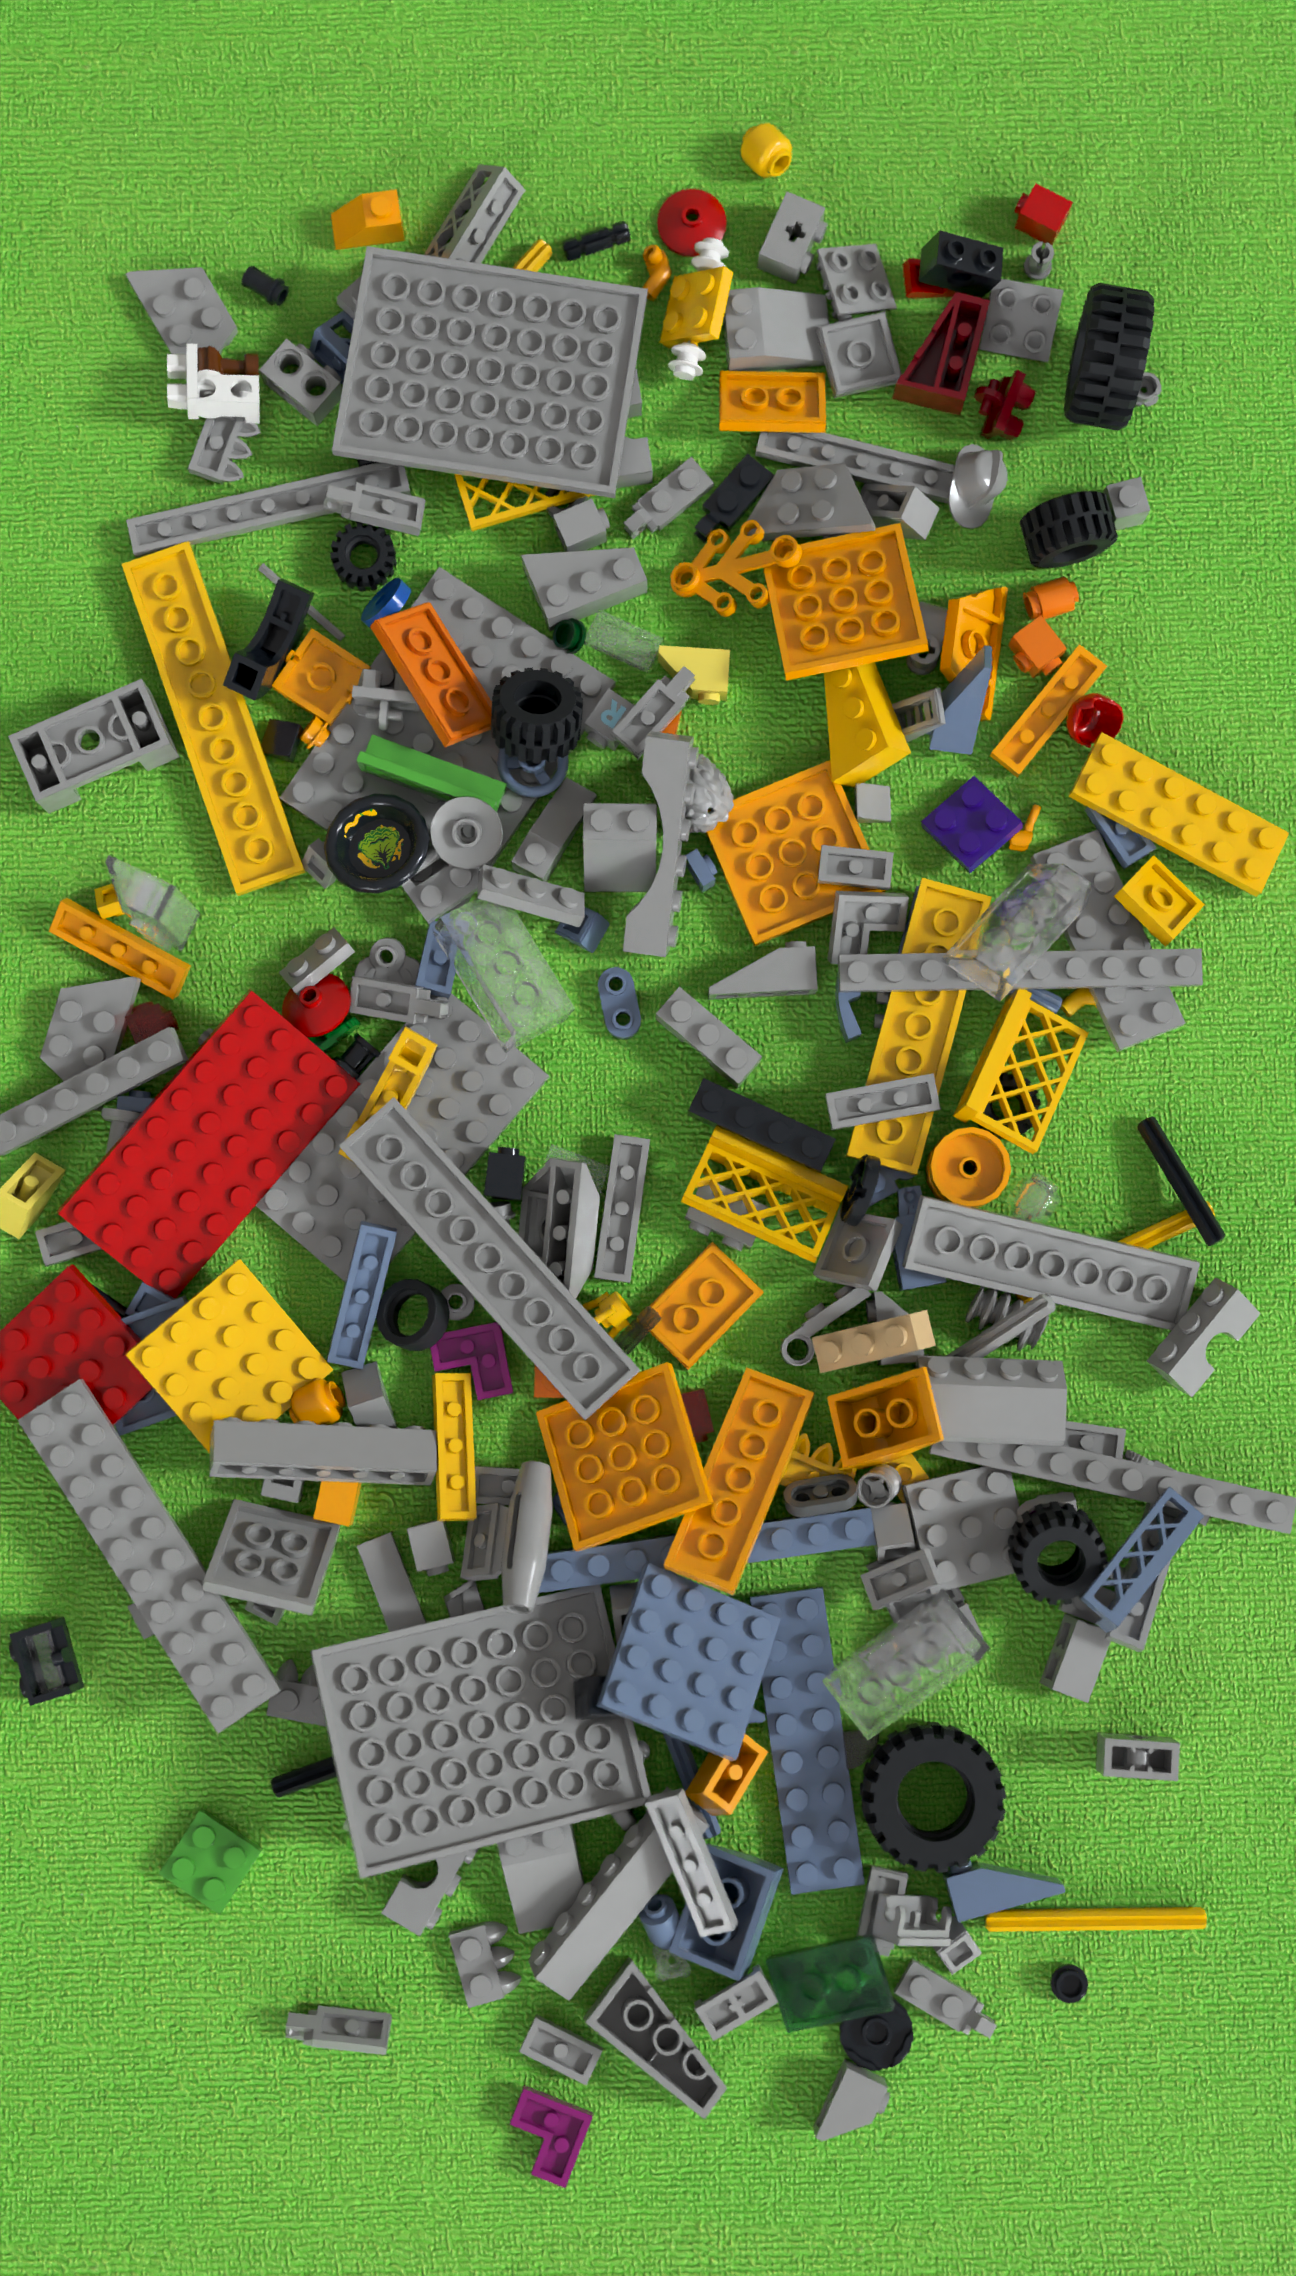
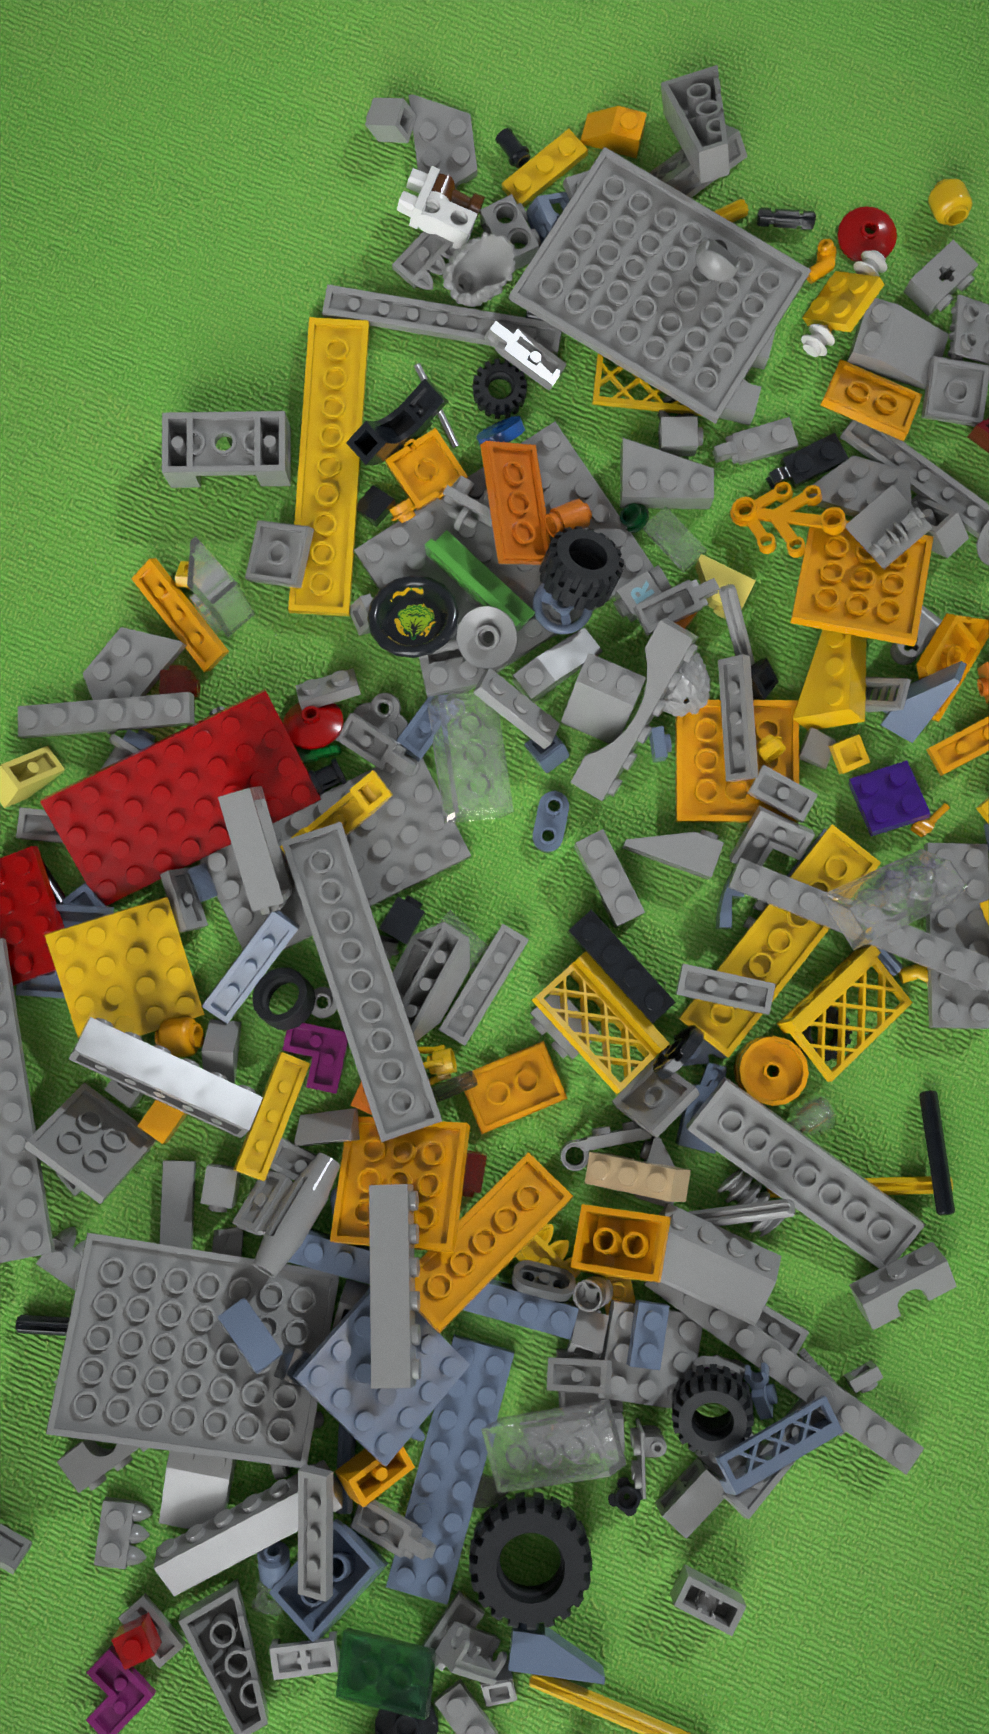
camera: 25 degrees right, 0 degrees up
(118, 310) = (390, 120): none -> light grey brick
(200, 836) = (279, 554): none -> light grey tile
(258, 1255) = (183, 900): none -> light grey plate
(269, 1228) = (202, 882): none -> sand blue piece
(287, 435) = (480, 269): none -> light grey piece
(309, 293) = (545, 168): none -> yellow plate
(317, 1163) = (256, 849): none -> light grey window
(452, 172) = (697, 120): none -> light grey wedge
(498, 663) = (568, 515): none -> orange brick
(519, 1433) = (327, 1127): none -> light grey slope
(532, 1686) = (250, 1335): none -> sand blue slope
(541, 322) = (716, 261): none -> light grey hair
(550, 2064) = (136, 1641): none -> red brick
(626, 691) = (659, 578): none -> light grey tile
(662, 1564) = (393, 1286): none -> light grey brick
(731, 709) = (735, 621): none -> light grey axle
(771, 1830) = (392, 1531): none -> light grey hinge
(773, 806) = (738, 718): none -> light grey plate
(777, 756) = (762, 679): none -> black slope
(822, 823) = (770, 748): none -> yellow plate
(847, 533) = (888, 526): none -> light grey hinge
(909, 794) = (849, 754): none -> yellow plate
(956, 1504) = (648, 1335): none -> sand blue plate
(999, 1620) = (646, 1442): none -> light grey hinge
(1014, 1694) = (630, 1505): none -> black plate
(1103, 1514) = (763, 1393): none -> sand blue plate
(1204, 1452) = (863, 1377): none -> light grey plate

